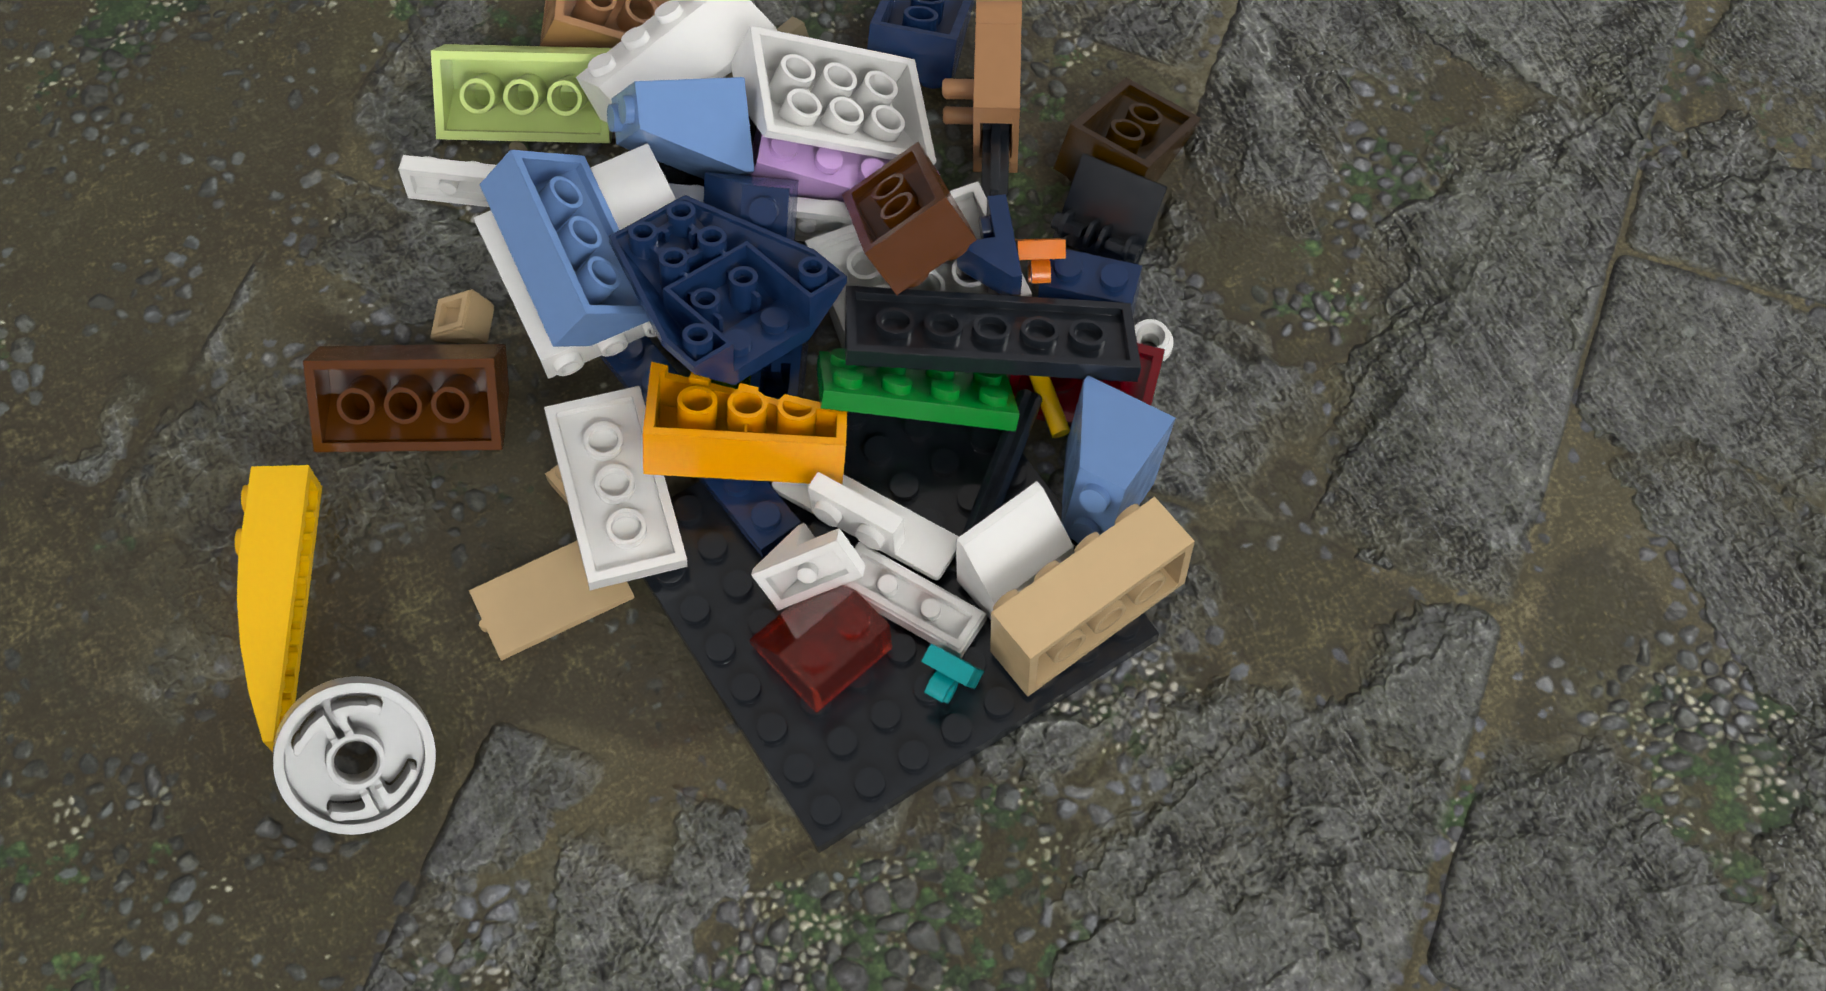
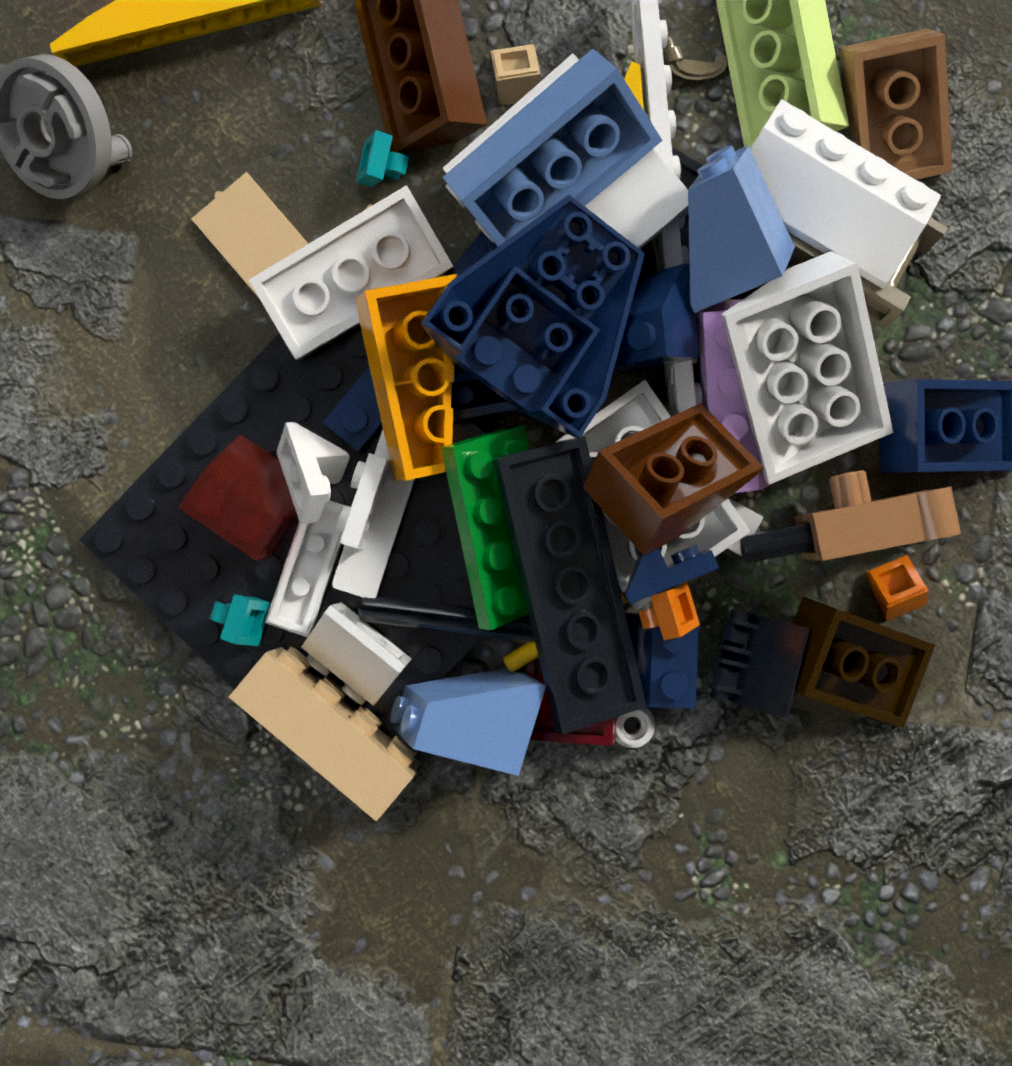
camera: 70 degrees right, 25 degrees up
(503, 454) = (378, 161): none -> teal tile
(1063, 97) = (897, 587): none -> orange slope

